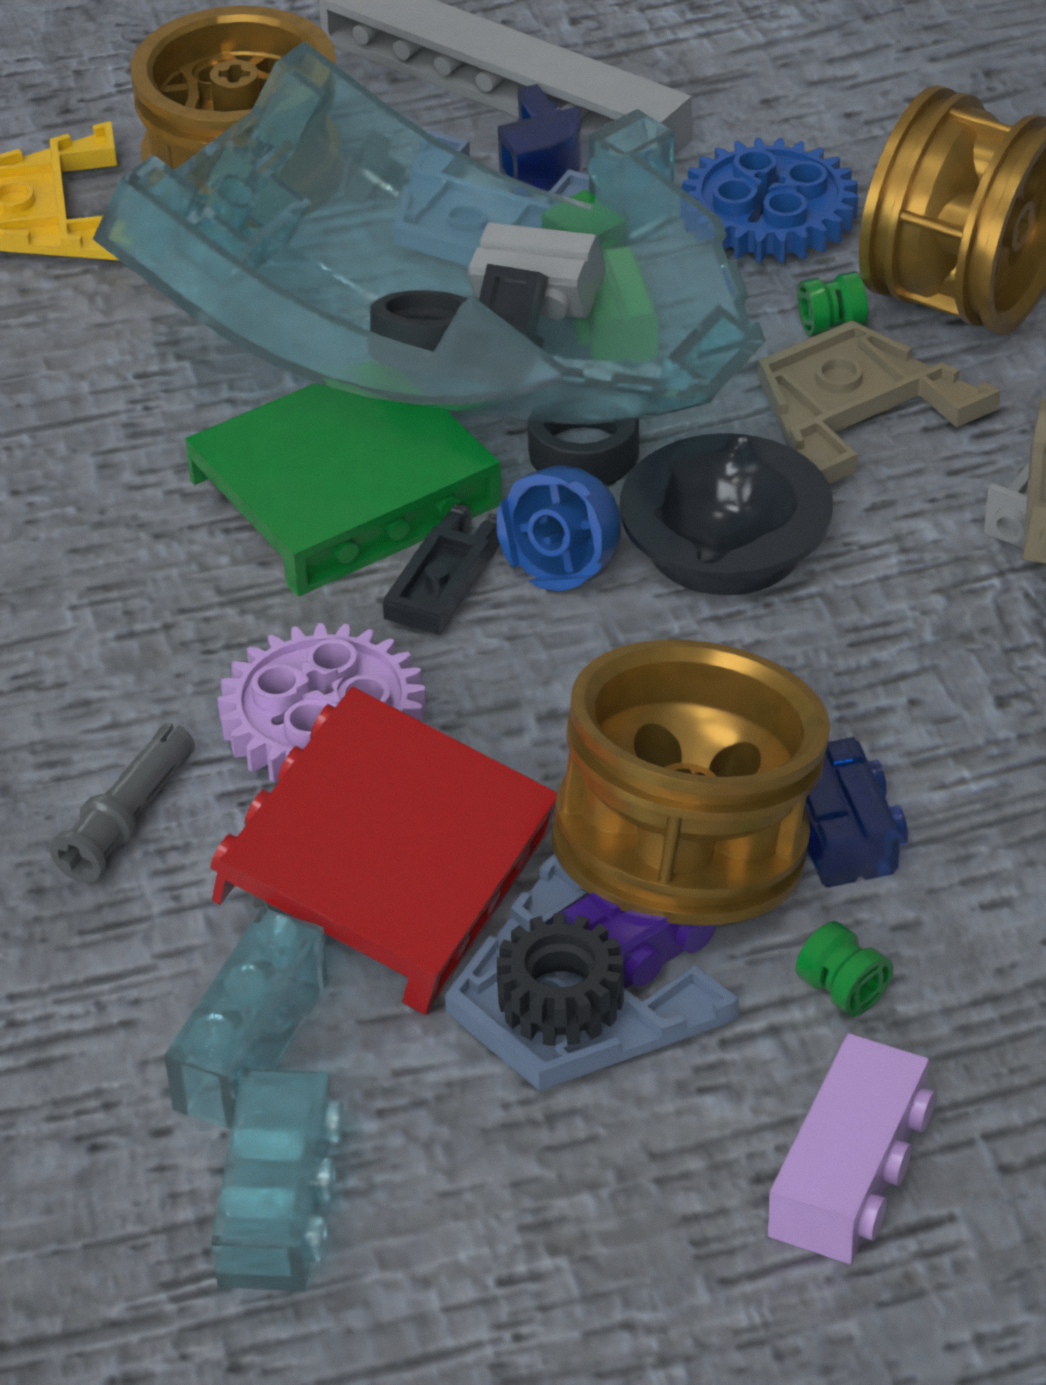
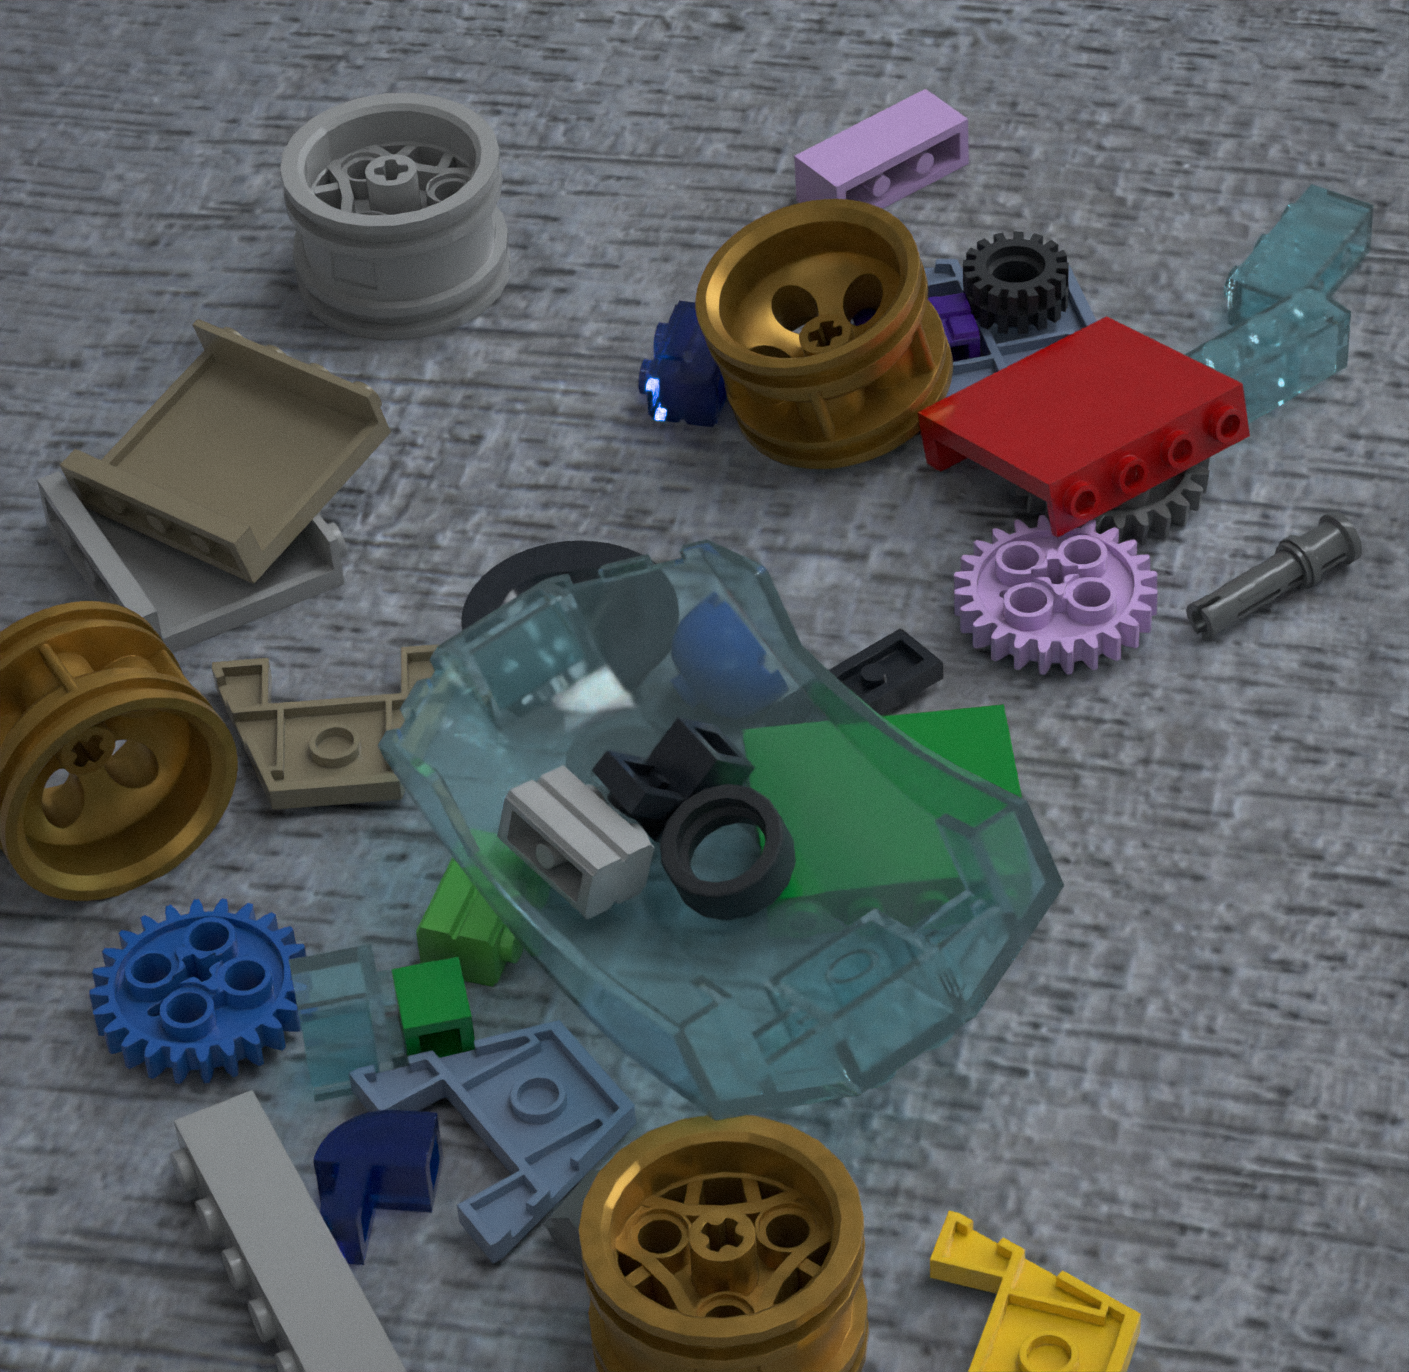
camera: 150 degrees left, 0 degrees up
(832, 302) = (264, 828): green wheel -> none

